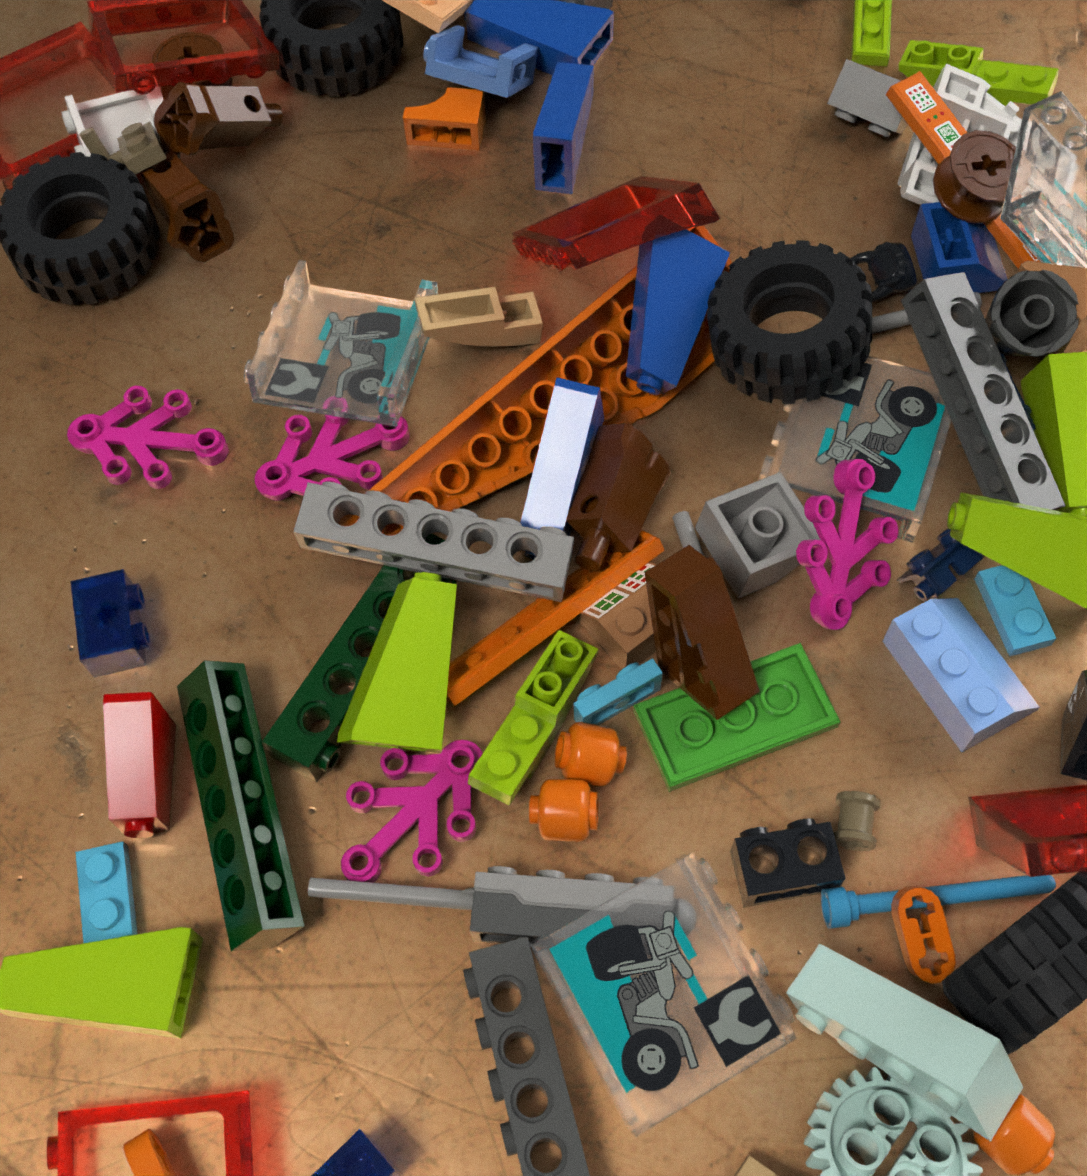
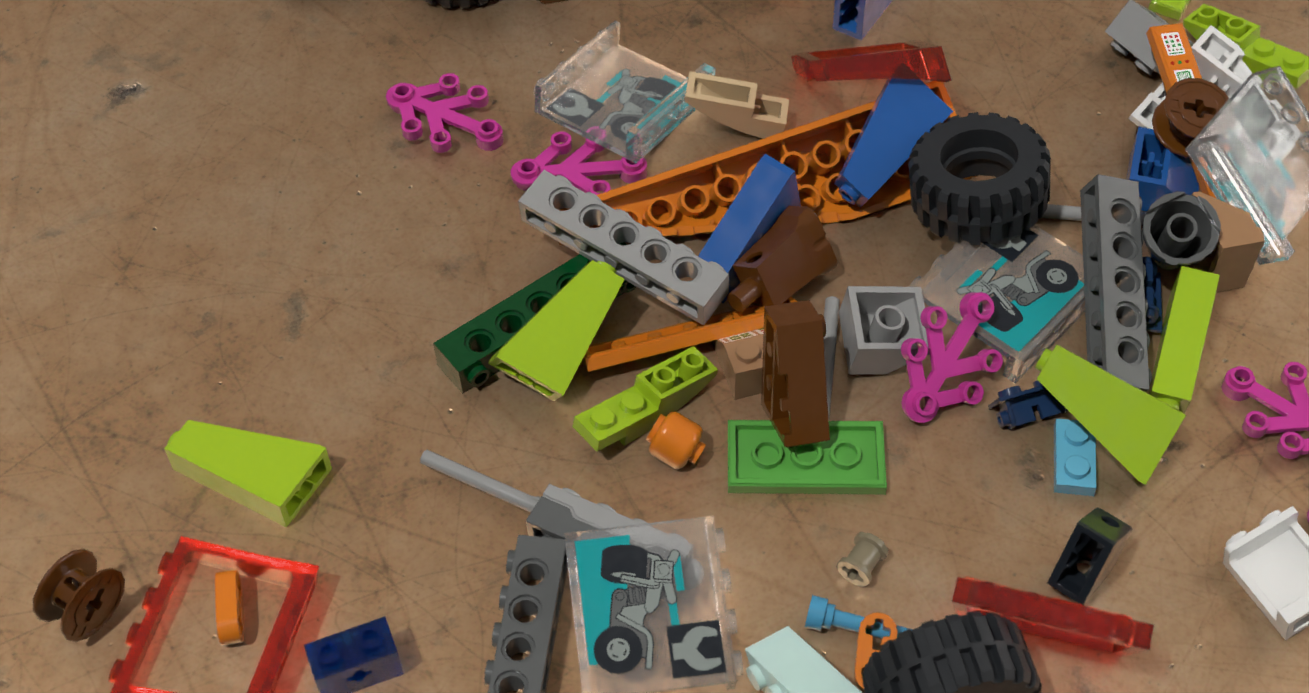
camera: 20 degrees right, 10 degrees down
(106, 892) = (278, 406): medium azure plate -> none
(109, 623) = (359, 231): clear blue brick -> none
(138, 763) = (338, 327): slope -> none
(239, 807) = (396, 383): dark green brick -> none
(418, 804) = (528, 432): dark pink plant -> none
(564, 810) = (638, 470): orange head -> none
(629, 688) = (719, 406): medium azure plate -> none
(791, 875) = (789, 578): black brick -> none
(889, 267) = (1095, 163): black piece -> none
(957, 671) = (1002, 483): light blue slope -> none

